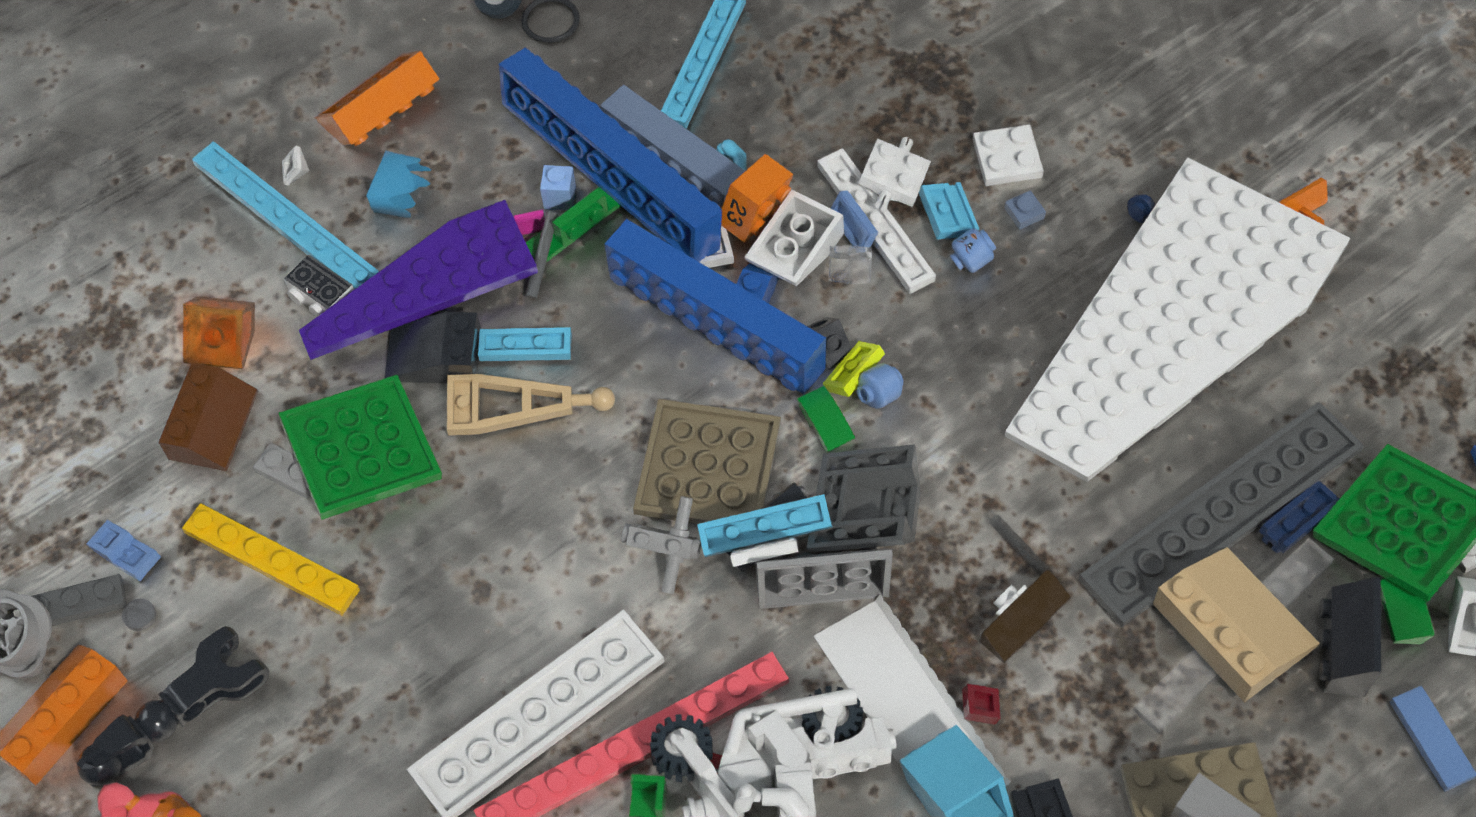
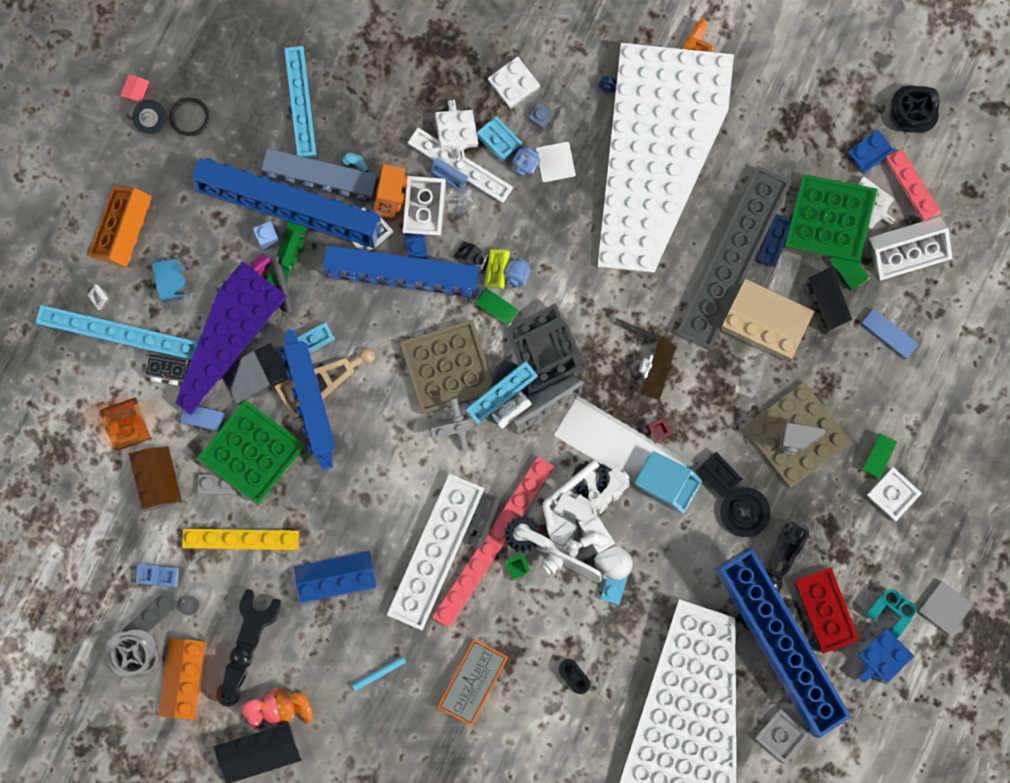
camera: 30 degrees left, 20 degrees up
(326, 372) = (204, 418): none -> medium blue slope
(365, 679) = (335, 577): none -> blue slope
(482, 412) = (310, 400): none -> blue hinge
(632, 702) = (481, 520): none -> dark grey plate
(1015, 276) = (556, 162): none -> white sticker

